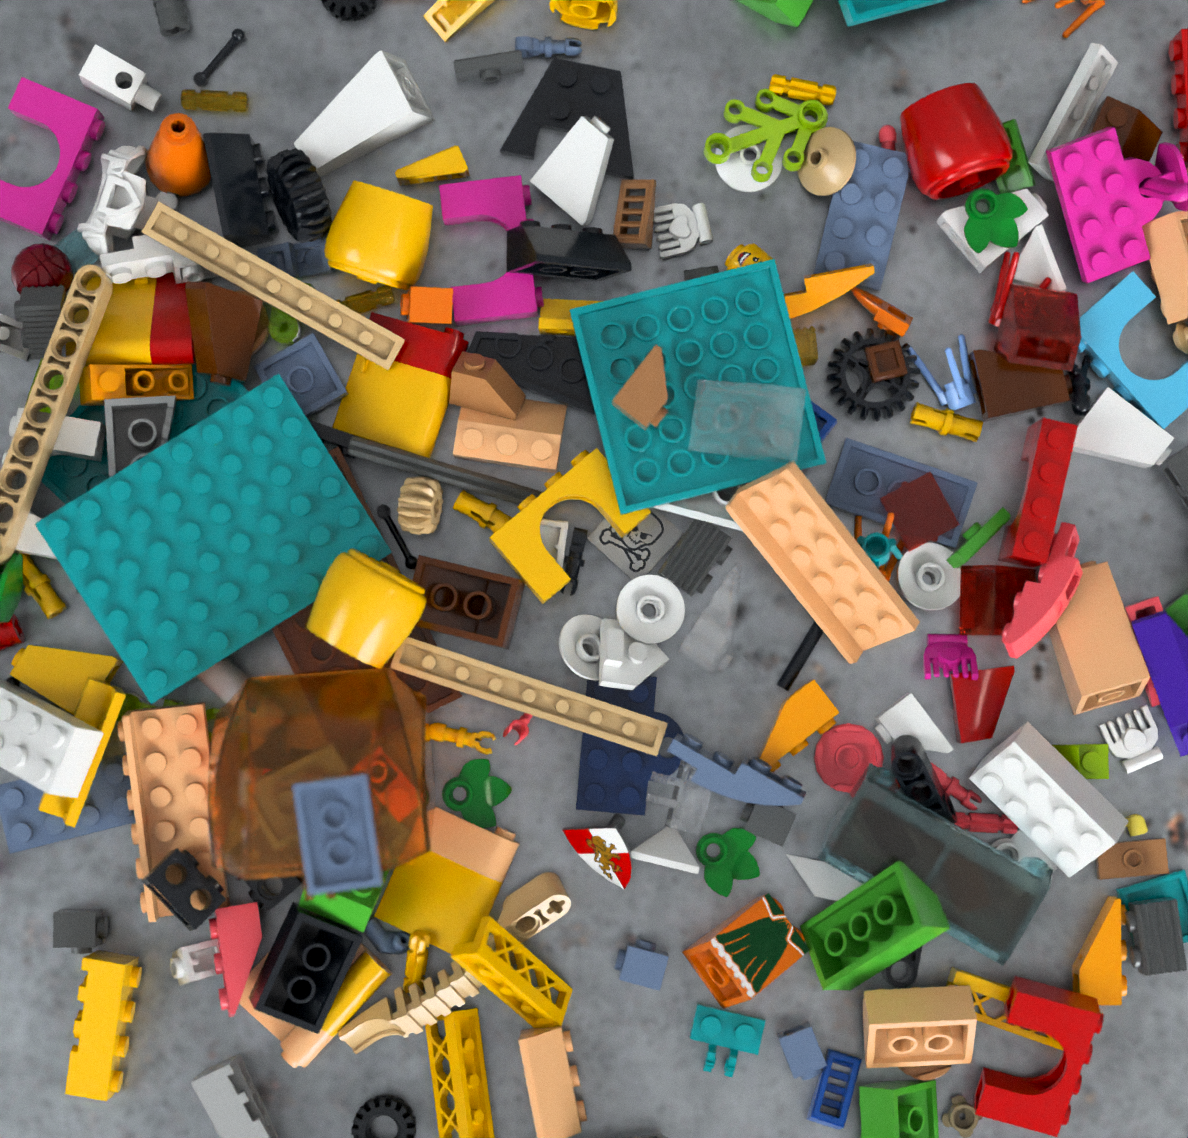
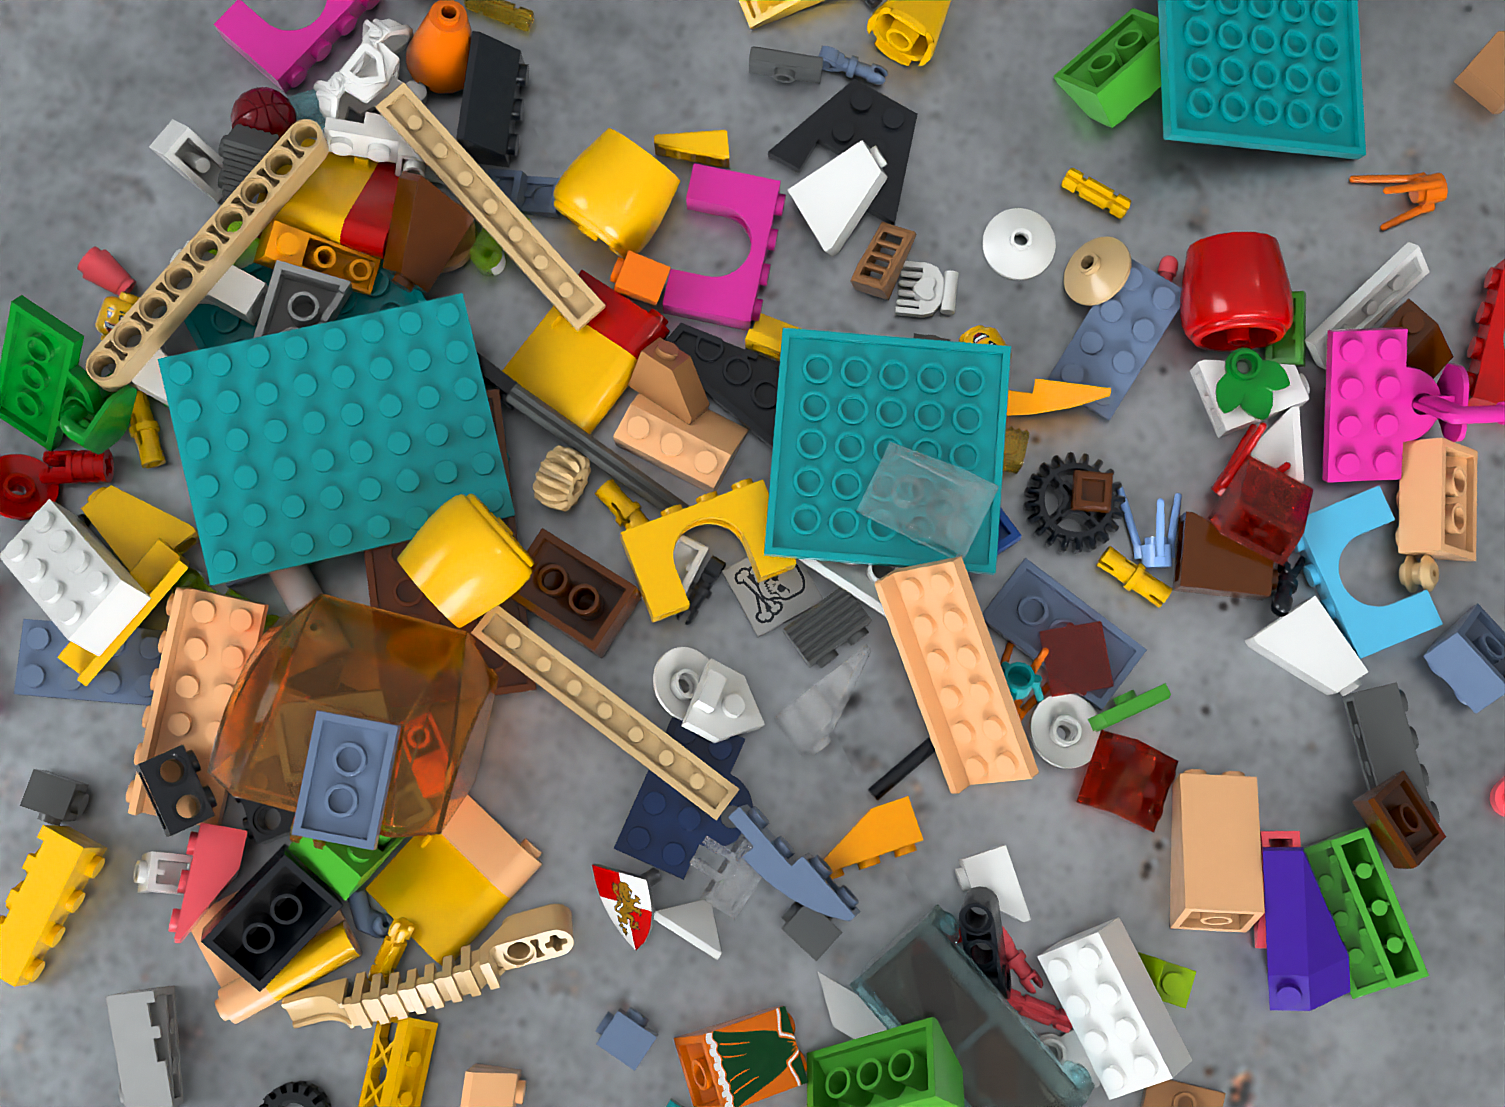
camera: 15 degrees right, 5 degrees down
(299, 195) = (548, 126): black gear -> none
(306, 374) = (493, 309): sand blue plate -> none
(366, 114) = (644, 72): white slope -> none
(369, 300) = (584, 256): clear yellow axle -> none
(384, 512) = (523, 475): black hinge -> none
(461, 737) = (521, 732): yellow piece -> none
(481, 793) = (522, 796): green plate -> none
(511, 984) = (482, 1010): yellow fence -> none
(520, 726) = (586, 741): coral hand -> none
(564, 252) = (797, 272): black slope -> none
(645, 392) = (831, 435): medium nougat slope -> none
(667, 606) = (775, 652): white dish -> none
(731, 862) = (756, 961): green plate -> none
(769, 130) = (1048, 221): lime plant -> none
(845, 754) = (914, 887): coral tile -> none
(885, 314) = (1109, 448): orange plate -> none
(948, 653) = (1058, 818): dark pink piece -> none
(979, 702) = (1074, 879): red slope -> none
(1044, 602) = (1179, 794): coral slope -> none
(1049, 452) = (1229, 646): red arch -> none
(1133, 743) = (1223, 980): white piece -> none
(1136, 825) = (1199, 1068): light yellow hand -> none

